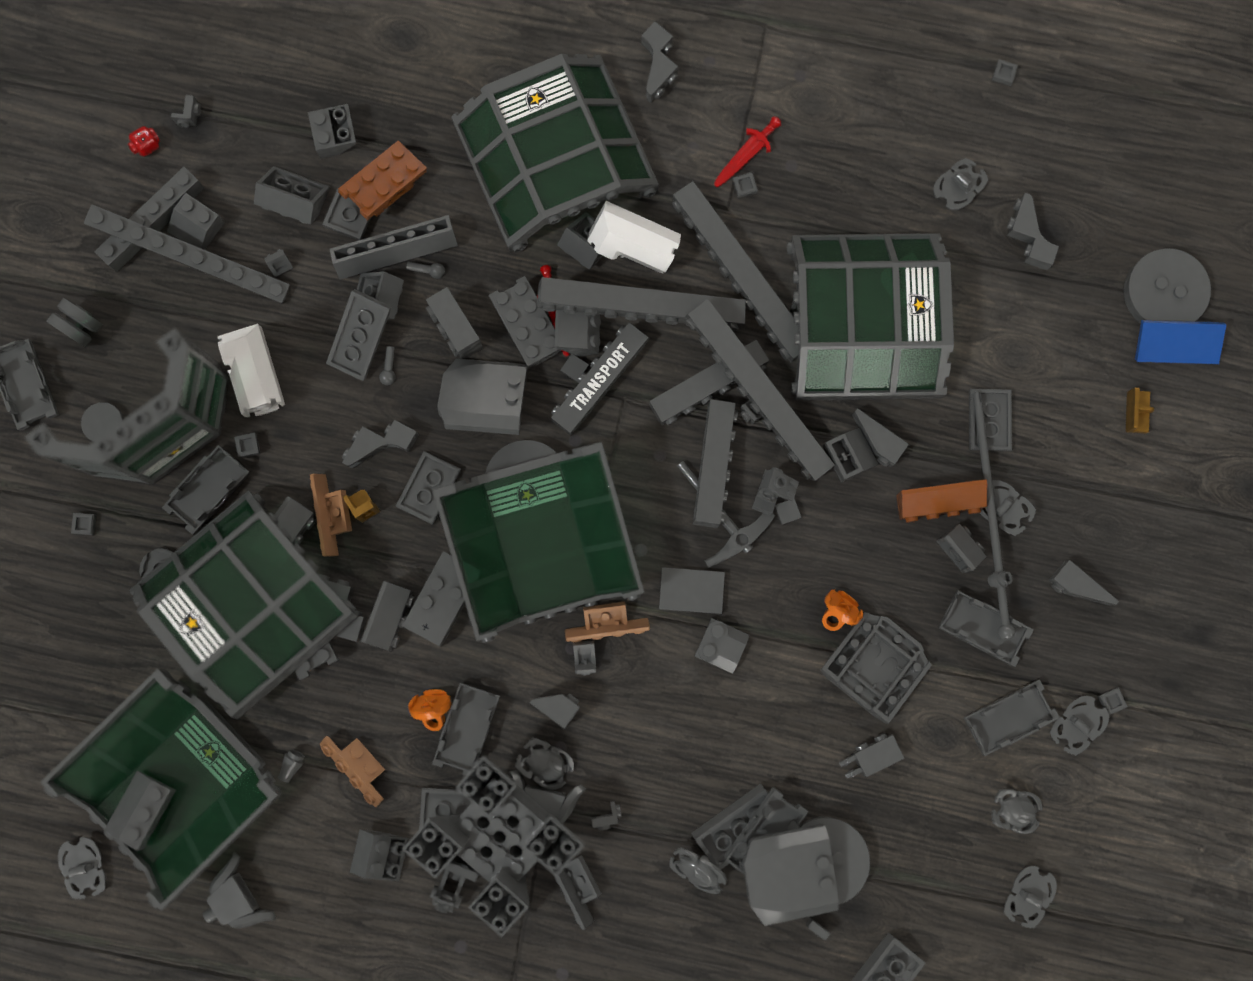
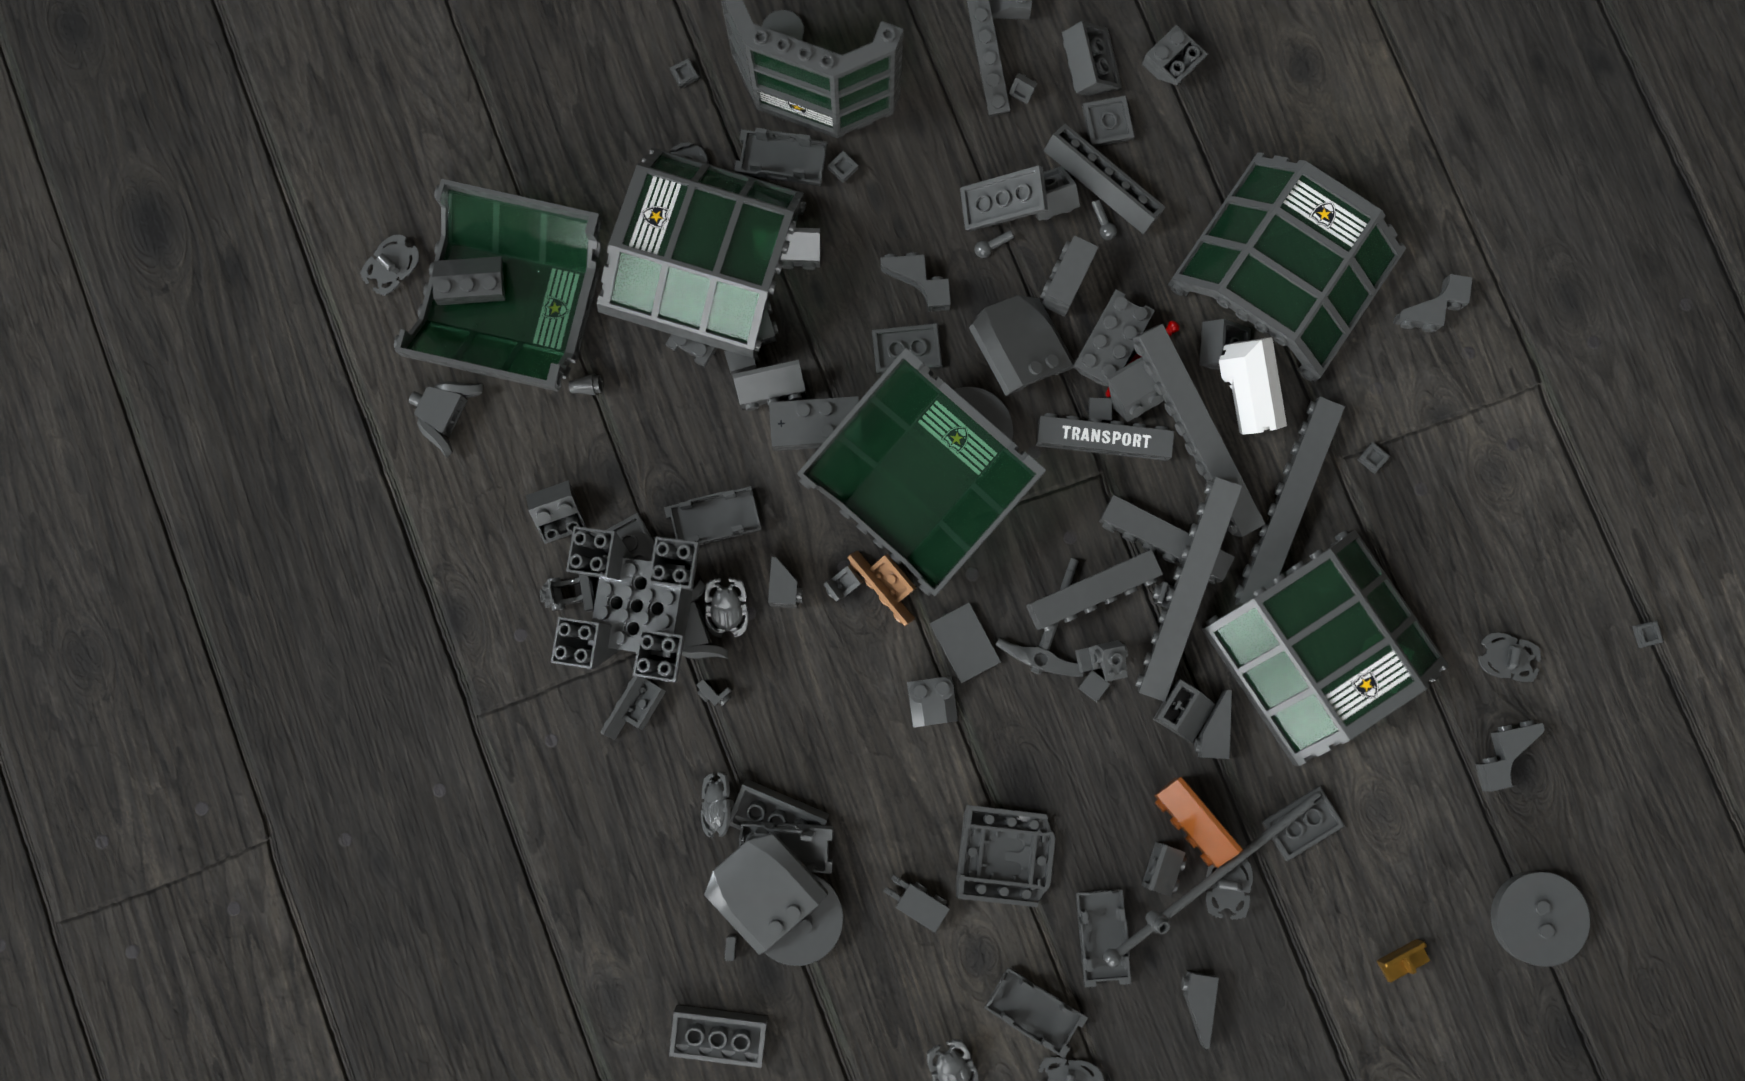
camera: 60 degrees right, 0 degrees up
(251, 370) = (911, 126): white brick -> none
(331, 514) = (829, 277): medium nougat bracket -> none
(357, 765) = (623, 443): medium nougat bracket -> none
(361, 505) = (852, 299): pearl gold panel -> none
(383, 180) = (1158, 130): dark orange piece -> none
(430, 706) = (715, 473): orange tile -> none
(748, 151) = (1407, 440): red sword -> none
(843, 608) = (1037, 790): orange tile -> none
(1180, 342) = (1498, 961): blue tile -> none

